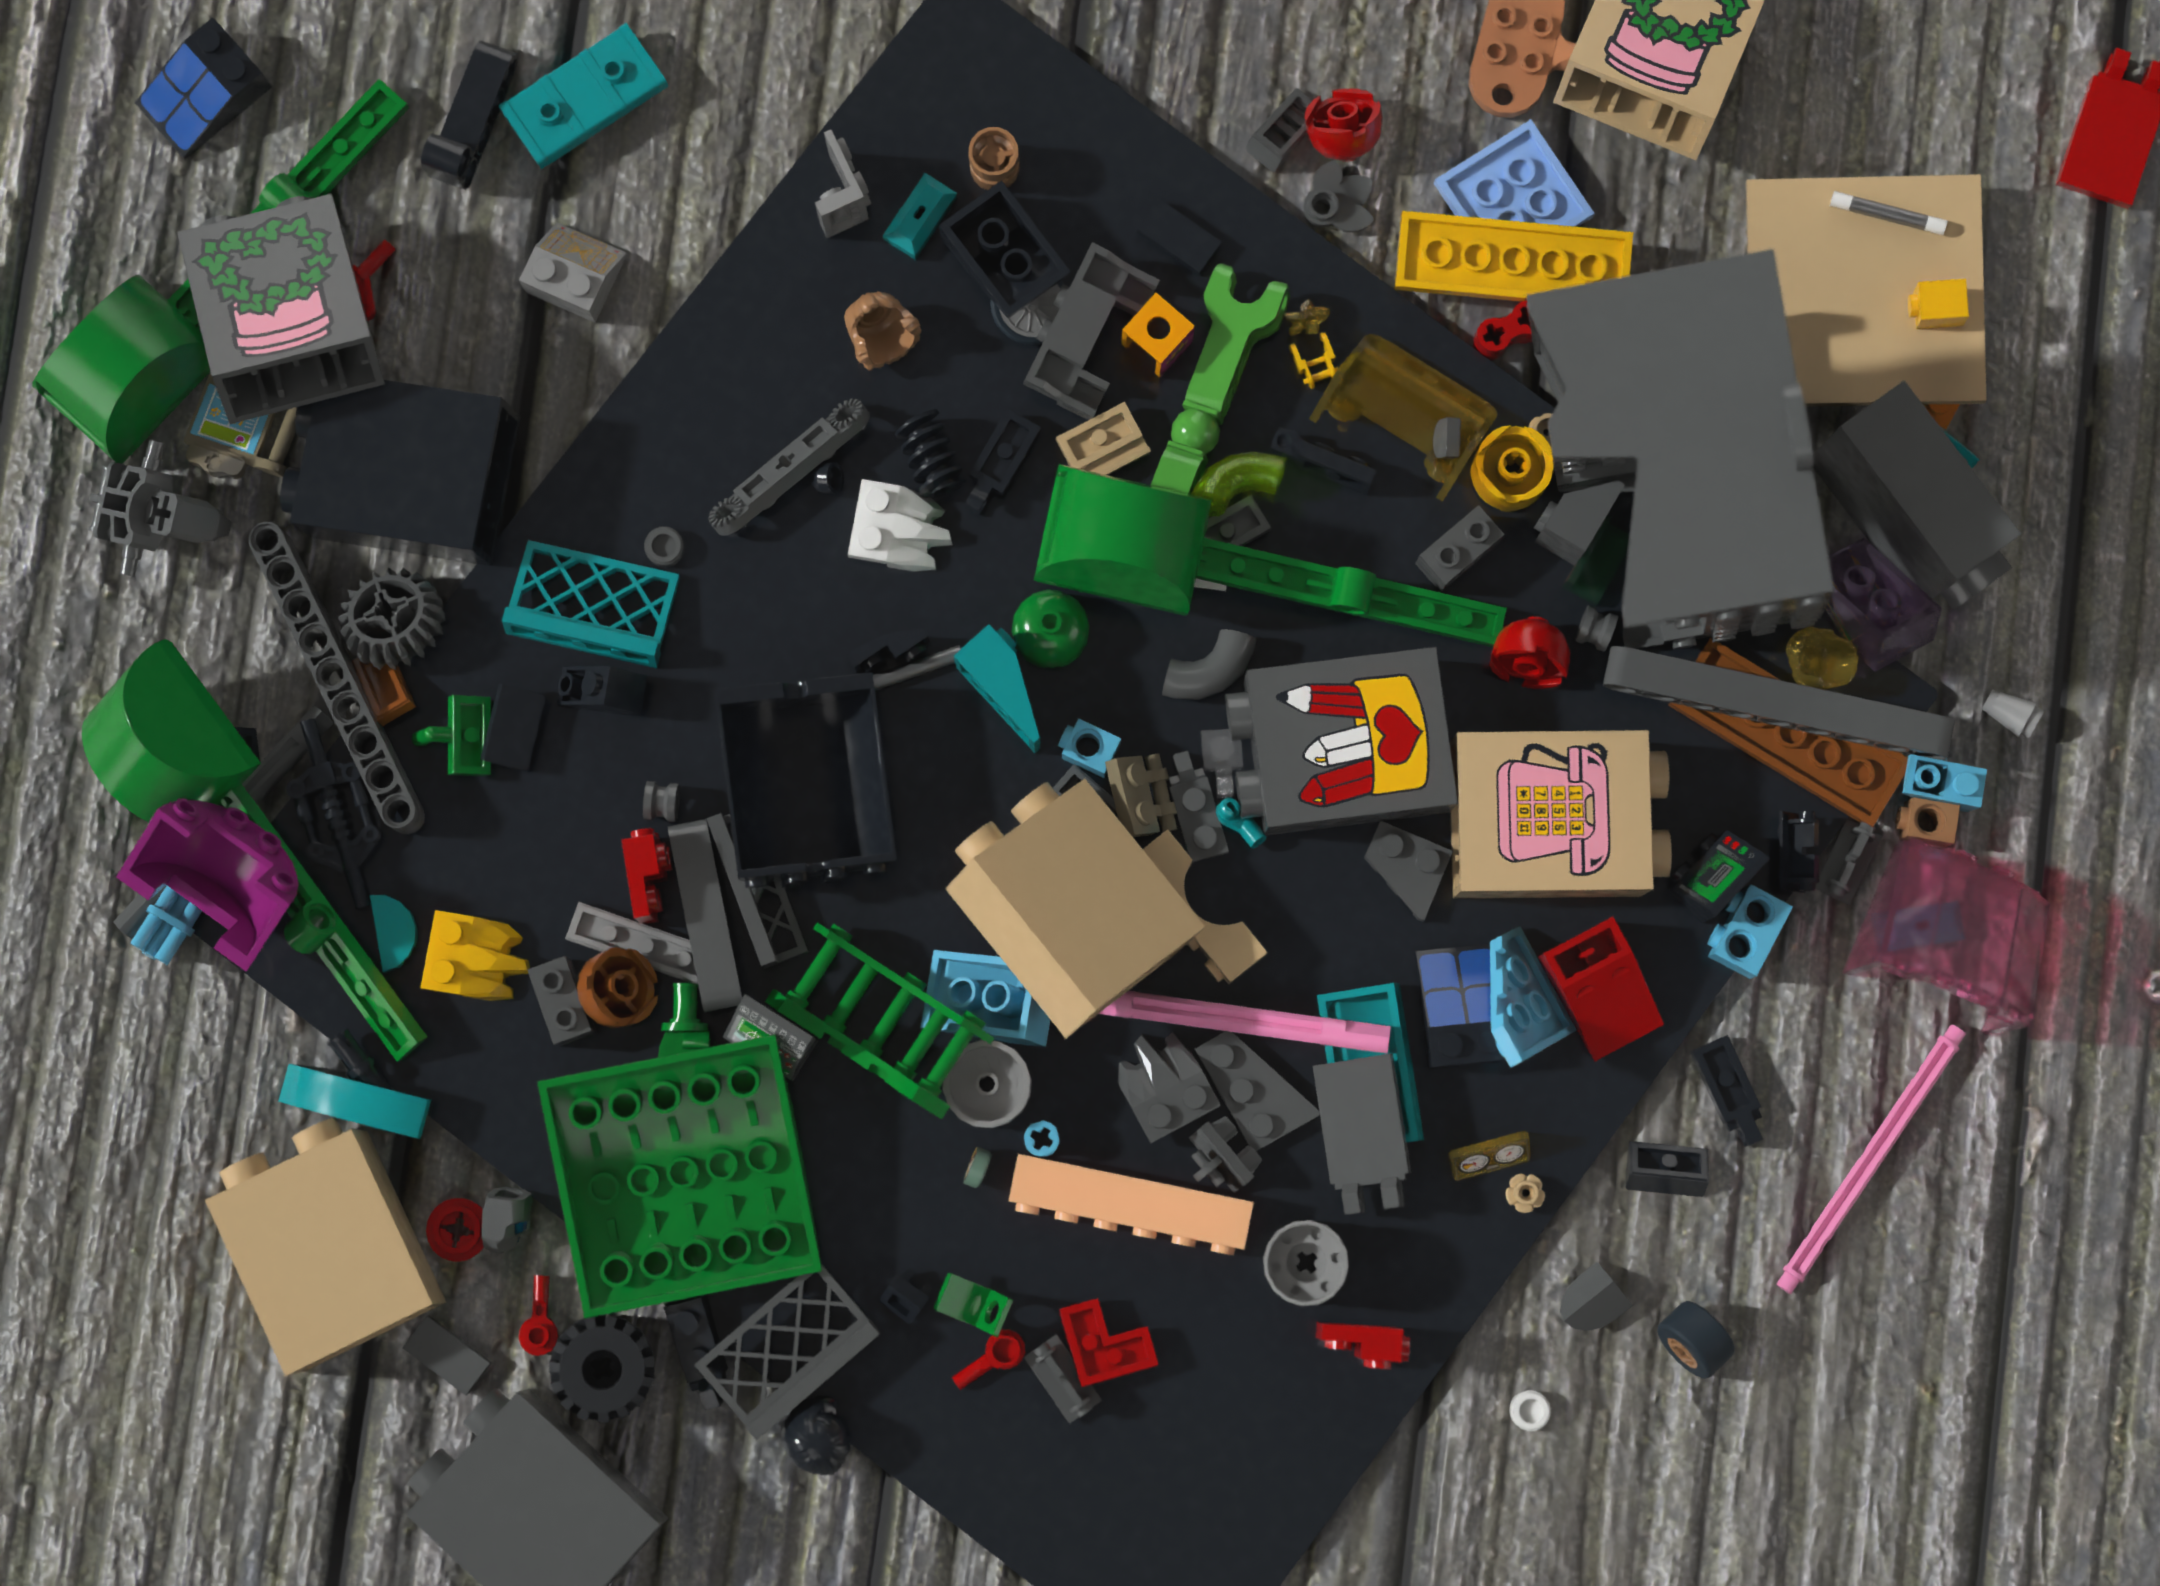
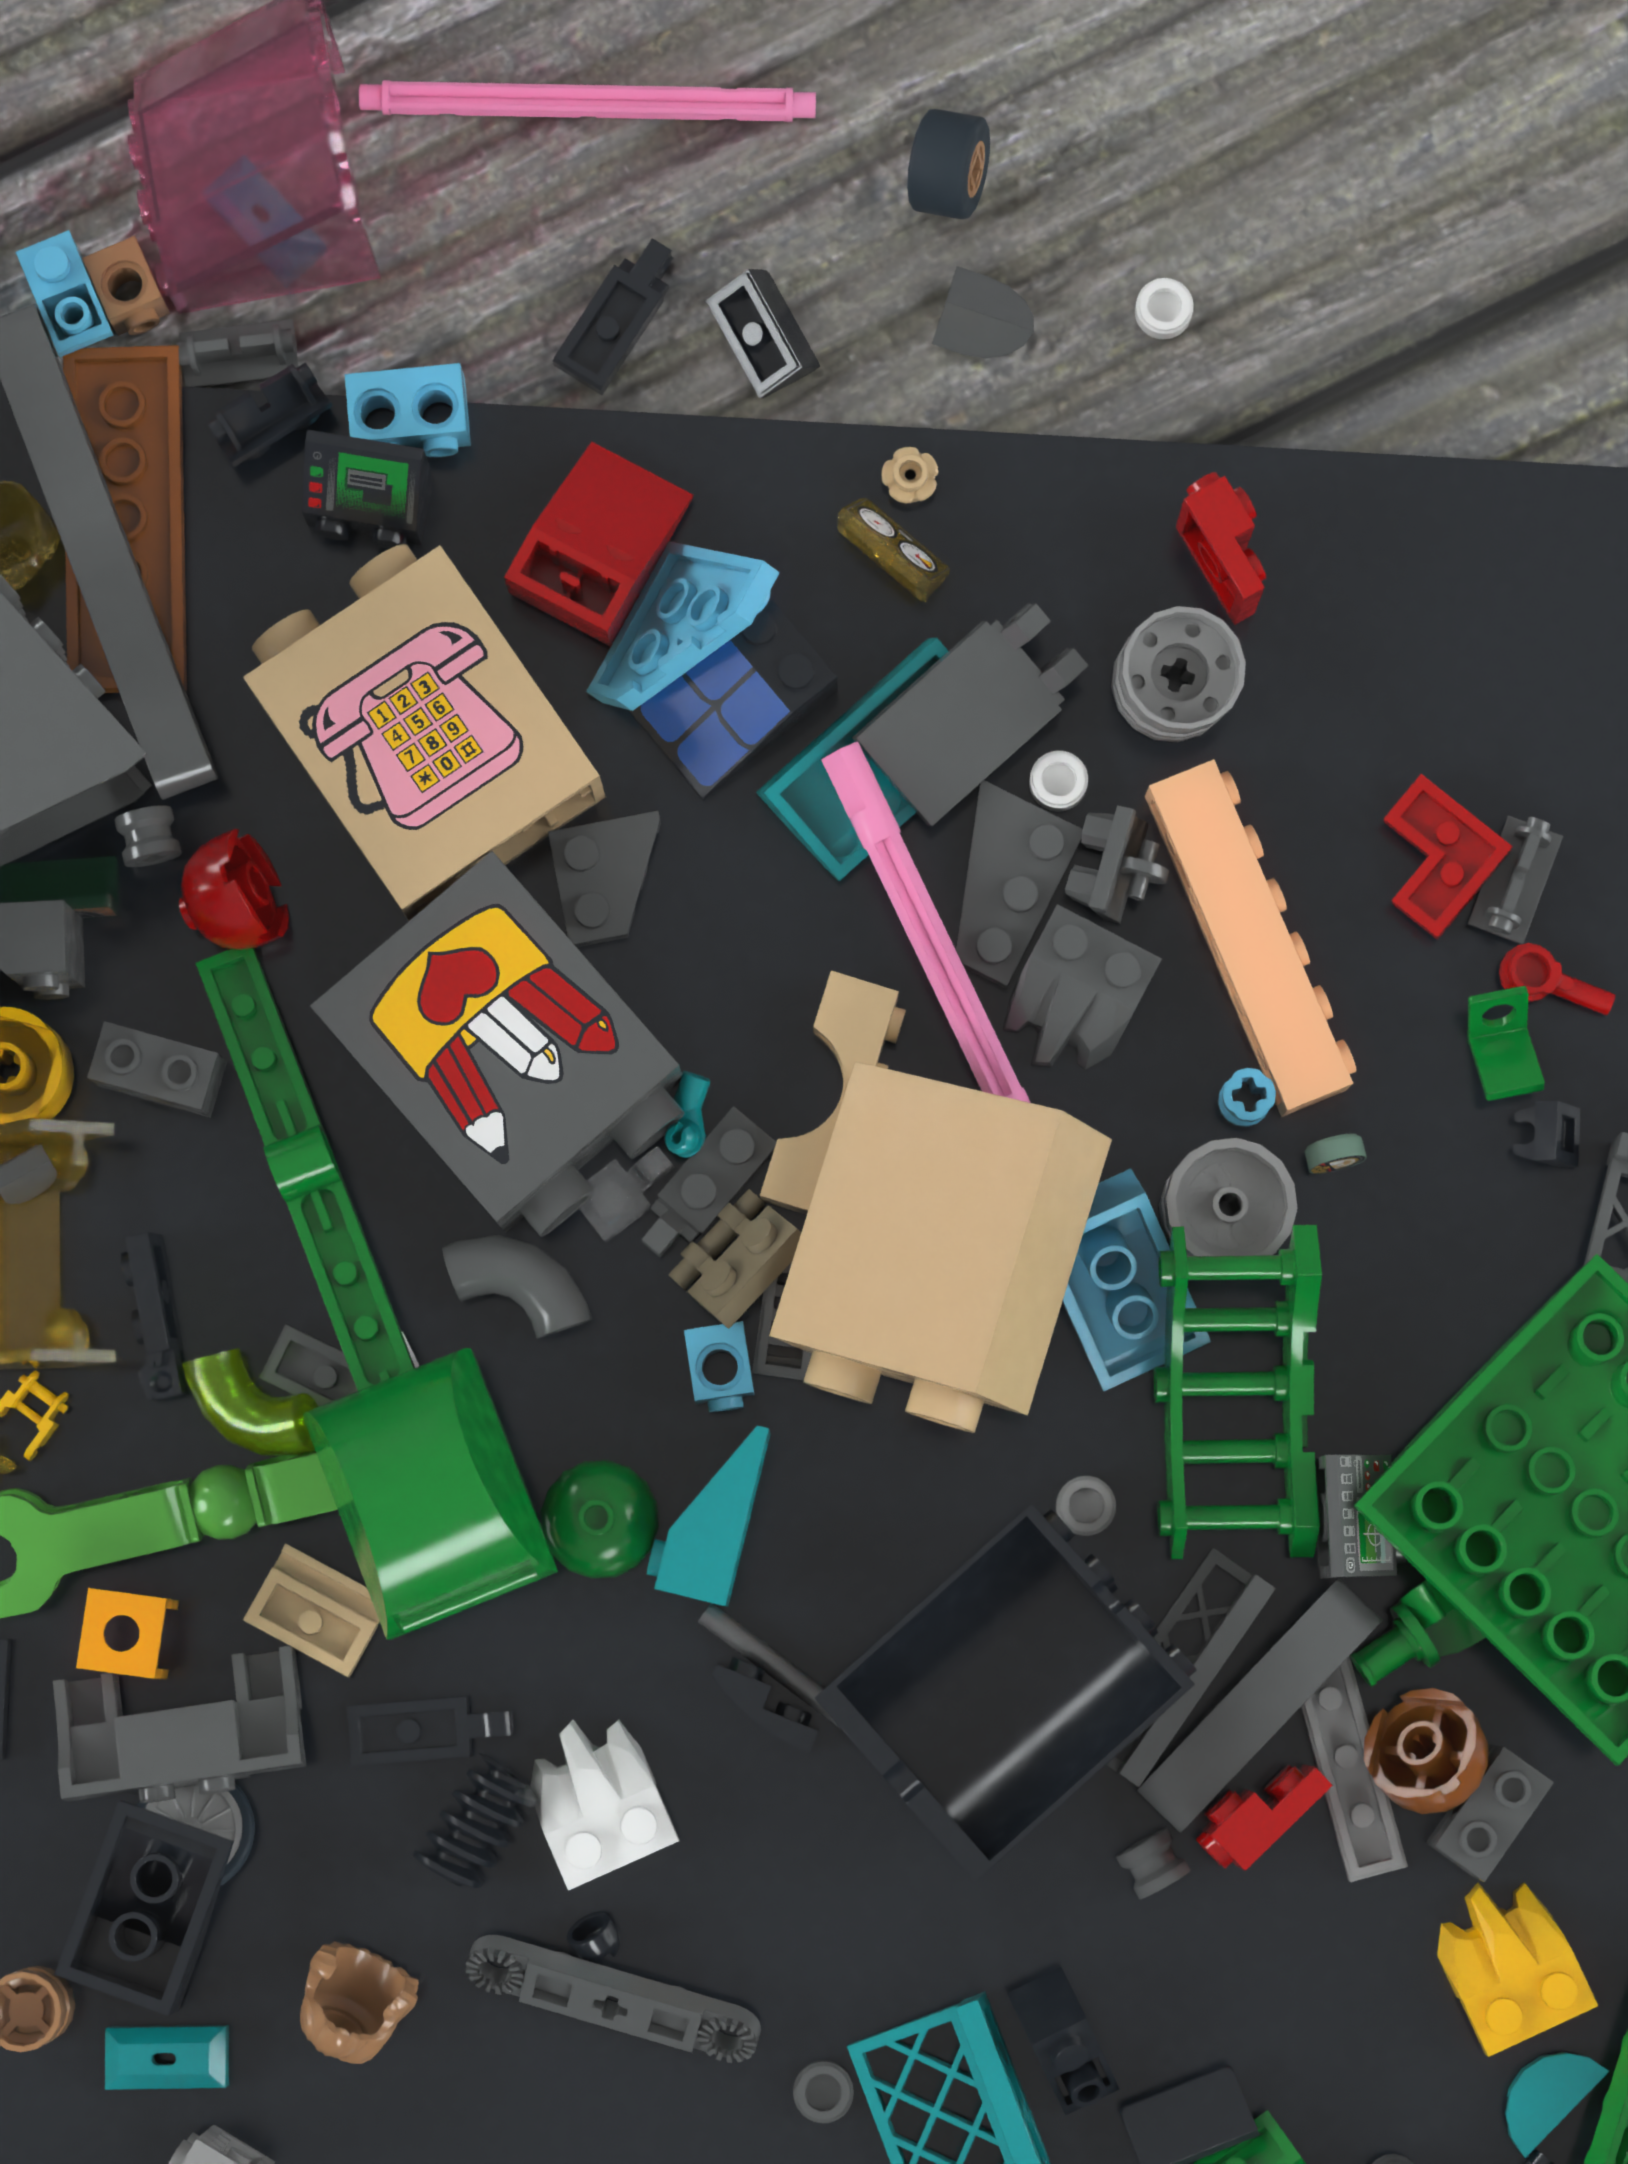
camera: 120 degrees left, 0 degrees up
(878, 897) = (1086, 1505): none -> light grey tile
(1292, 1158) = (1058, 781): none -> white tile

